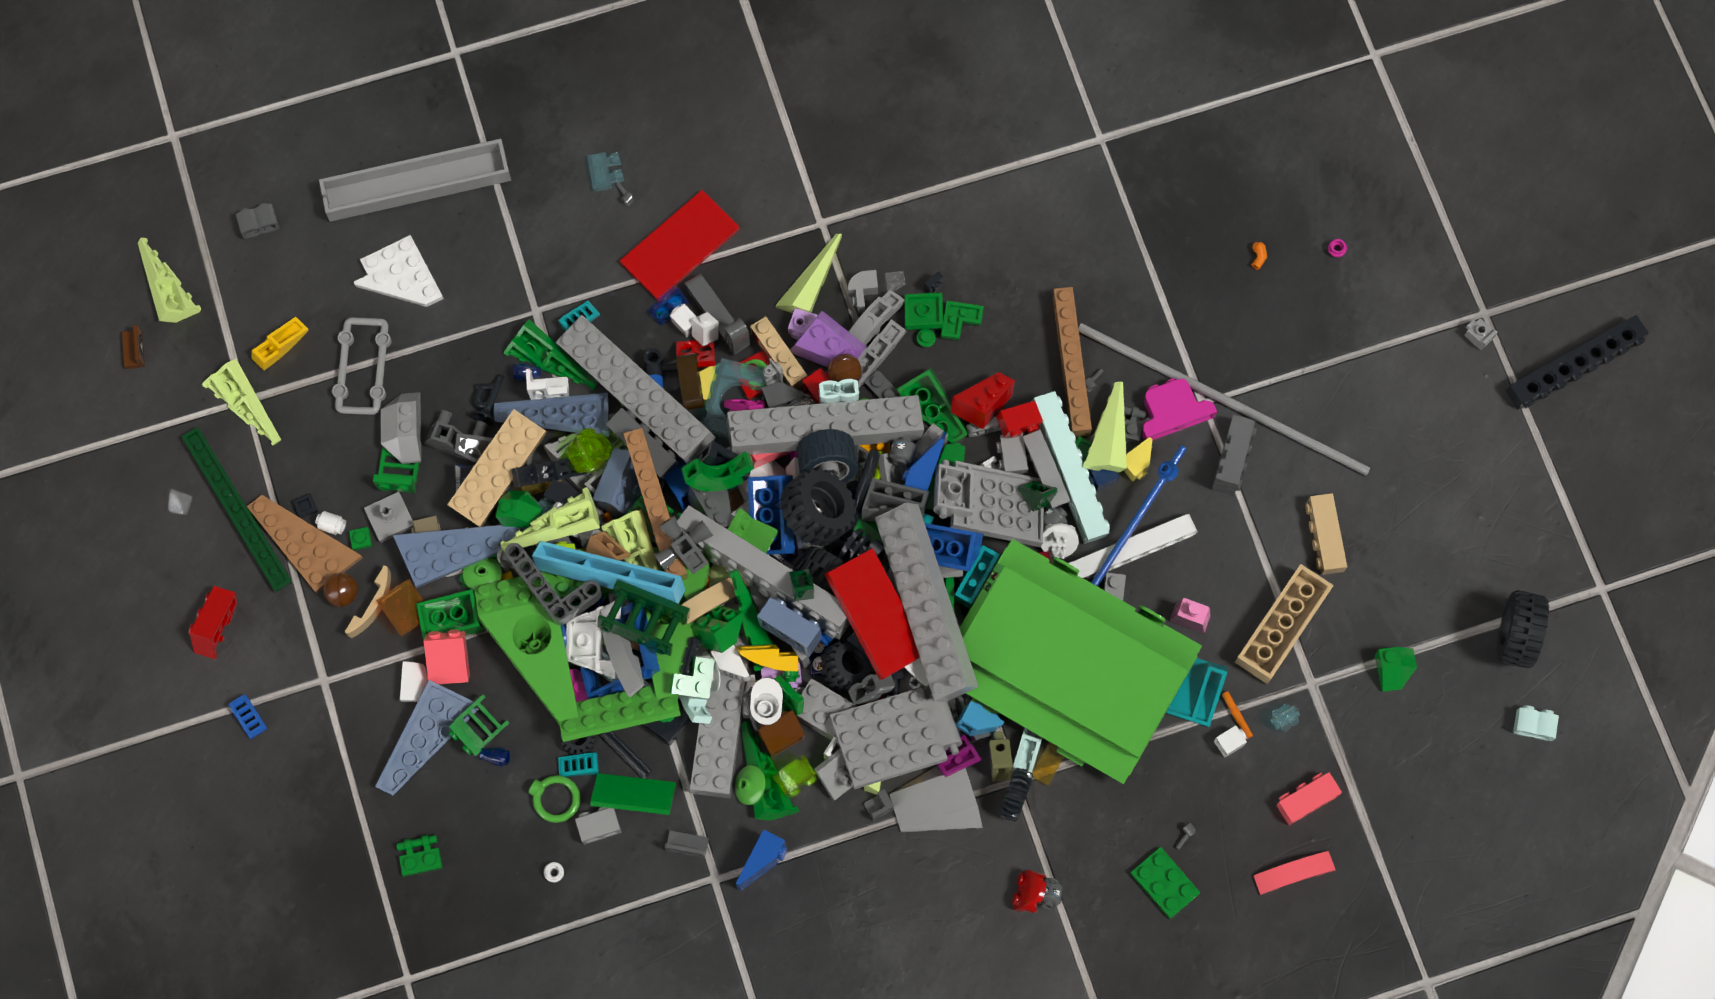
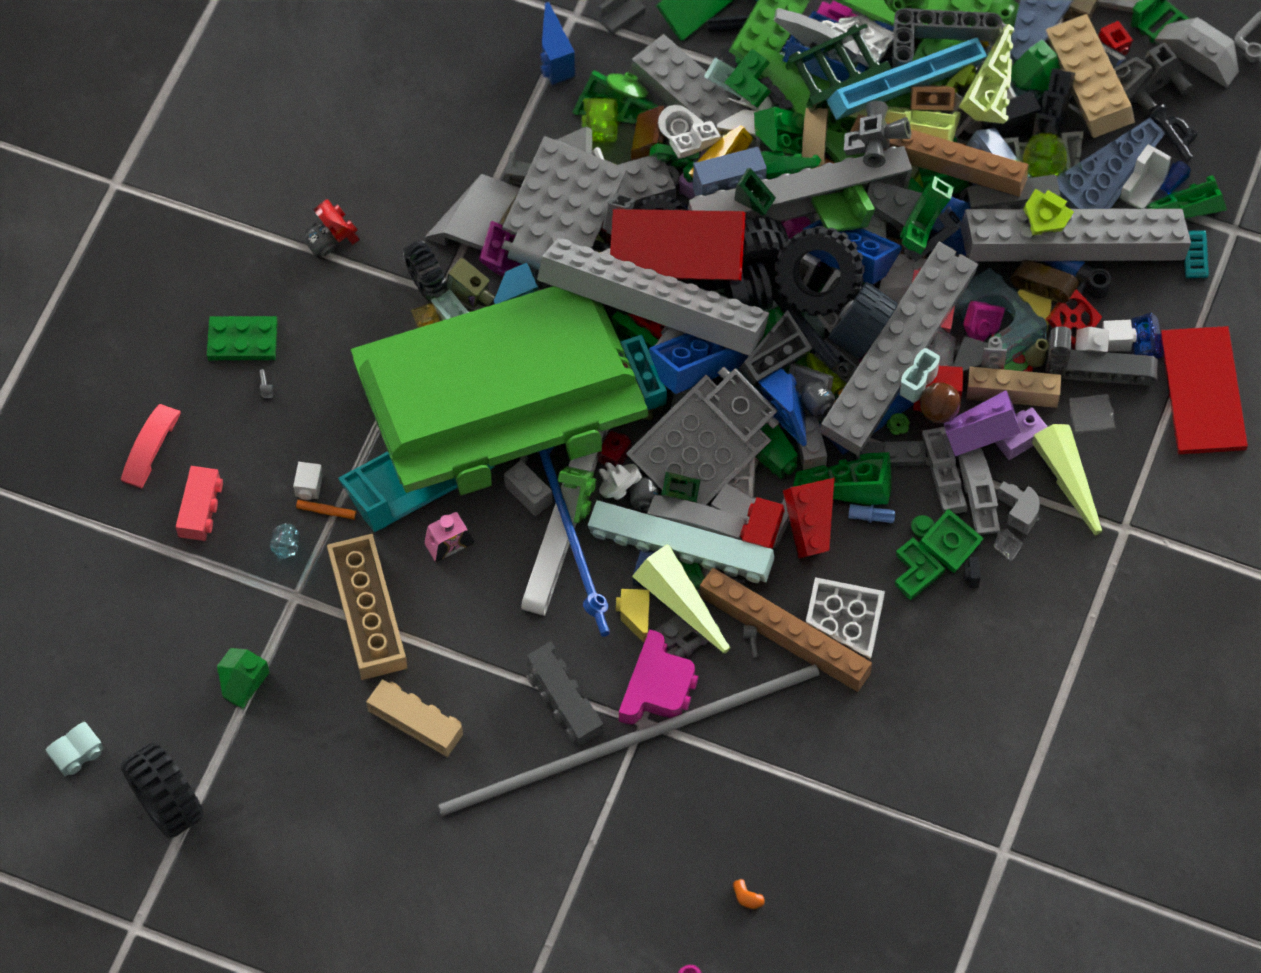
camera: 130 degrees right, 10 degrees down
(438, 482) = (1116, 37): none -> red brick
(646, 404) = (1047, 212): none -> lime plate
(744, 354) = (1037, 353): none -> olive cone
(754, 299) = (1091, 414): none -> clear piece
(772, 680) = (697, 139): none -> white slope
(944, 375) = (871, 514): none -> medium blue axle
(1031, 332) = (846, 613): none -> white wedge
(1092, 554) = (576, 477): none -> bright green bracket

